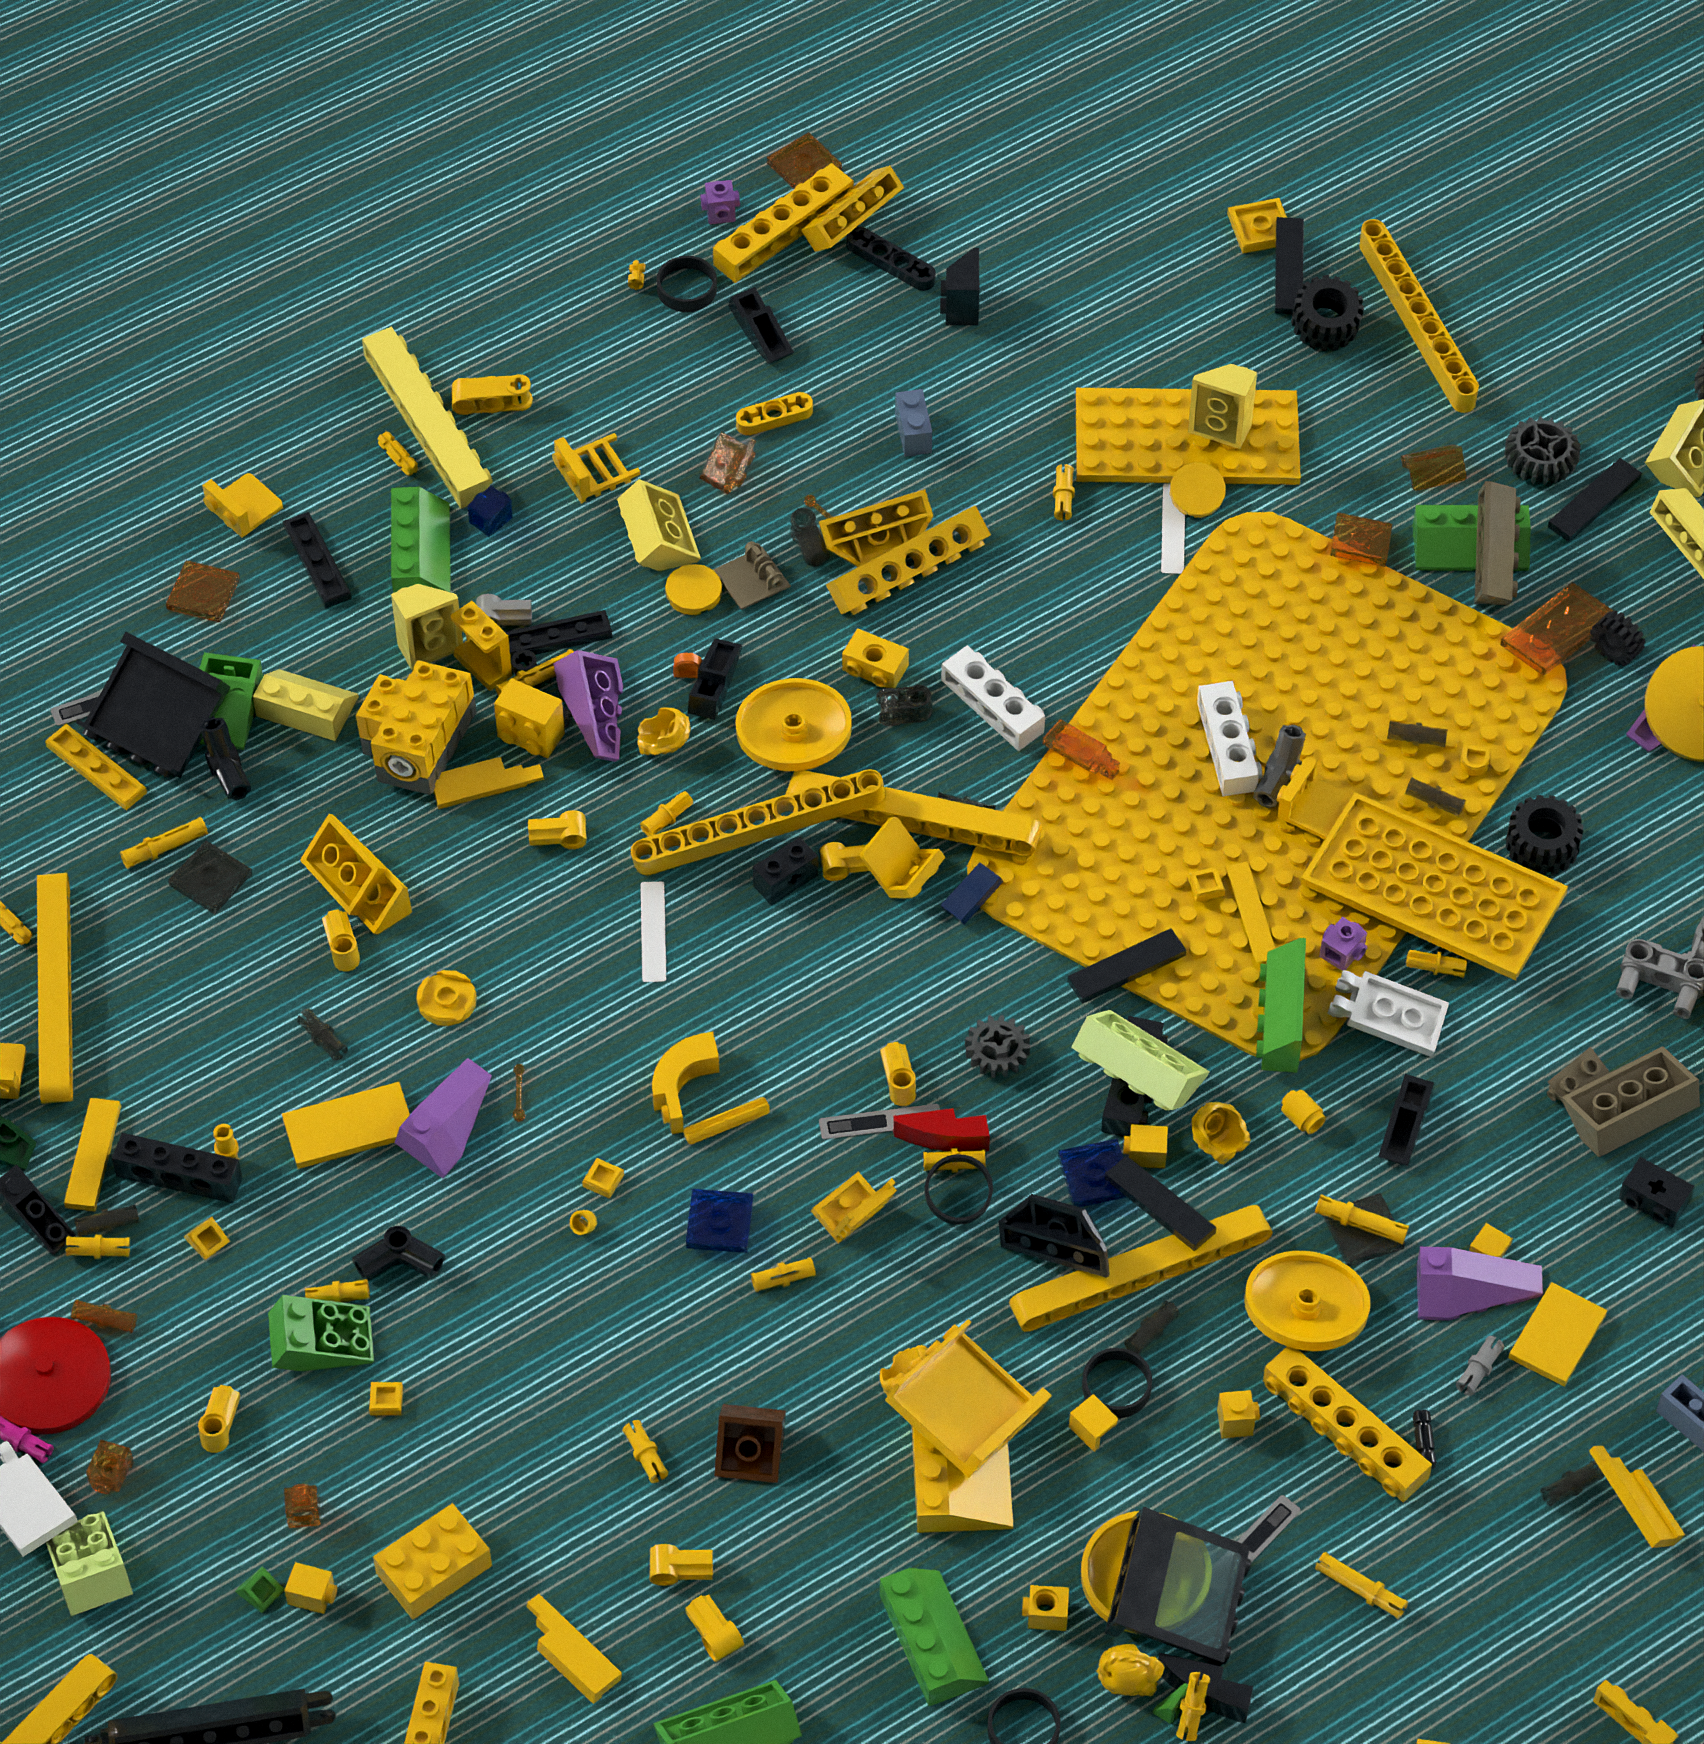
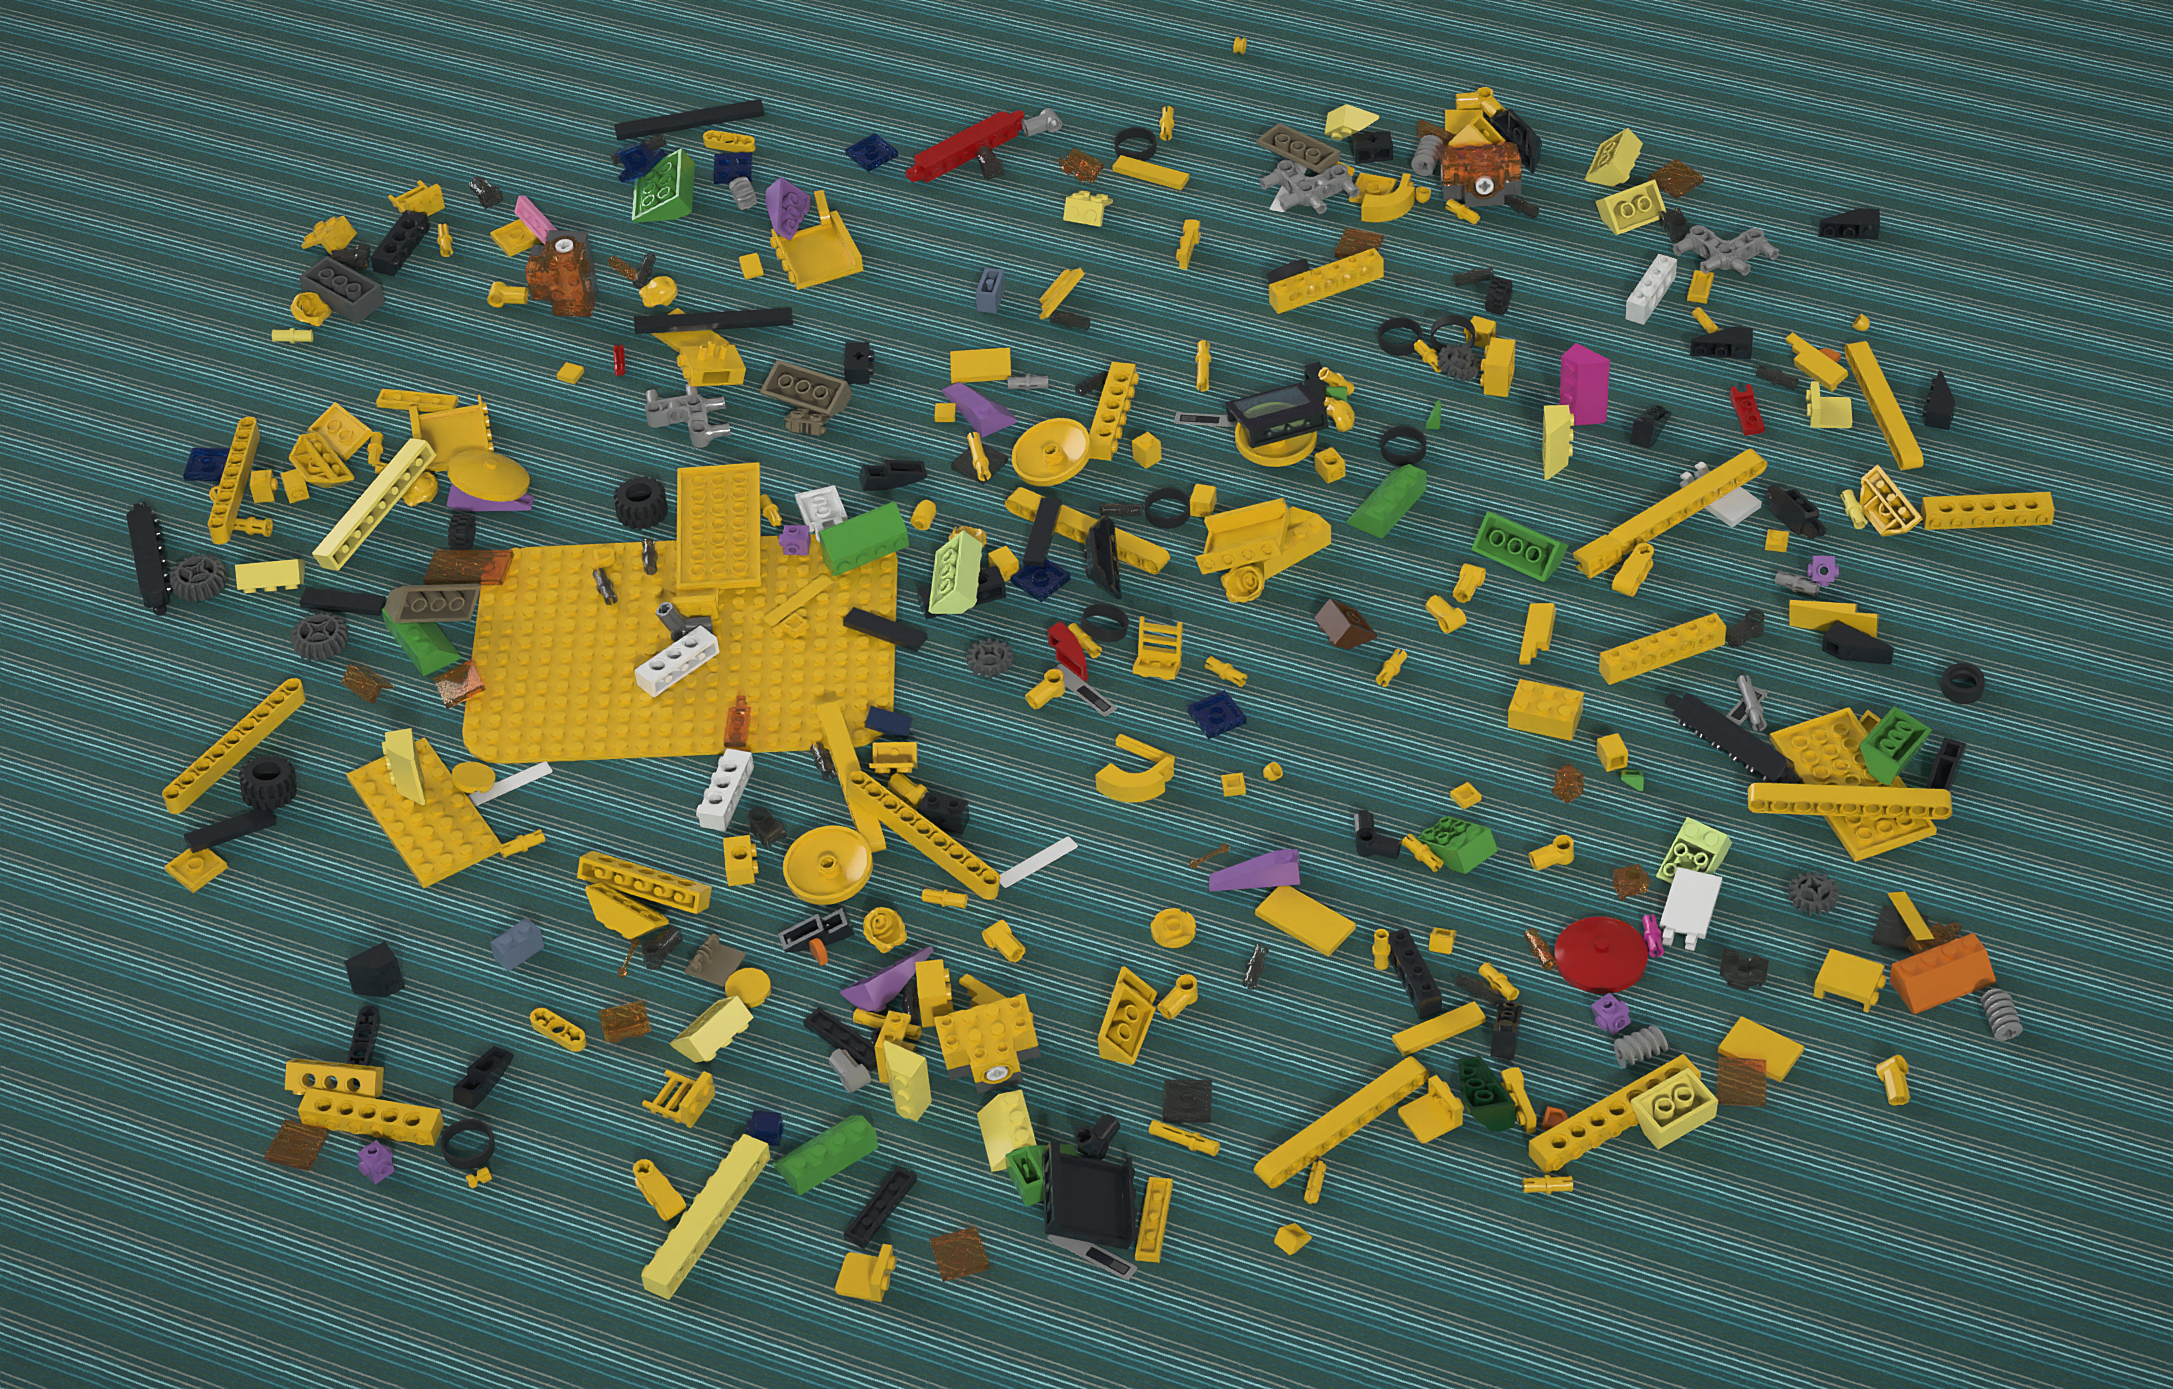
camera: 120 degrees left, 10 degrees down
(397, 453) = (750, 1217): yellow axle -> none

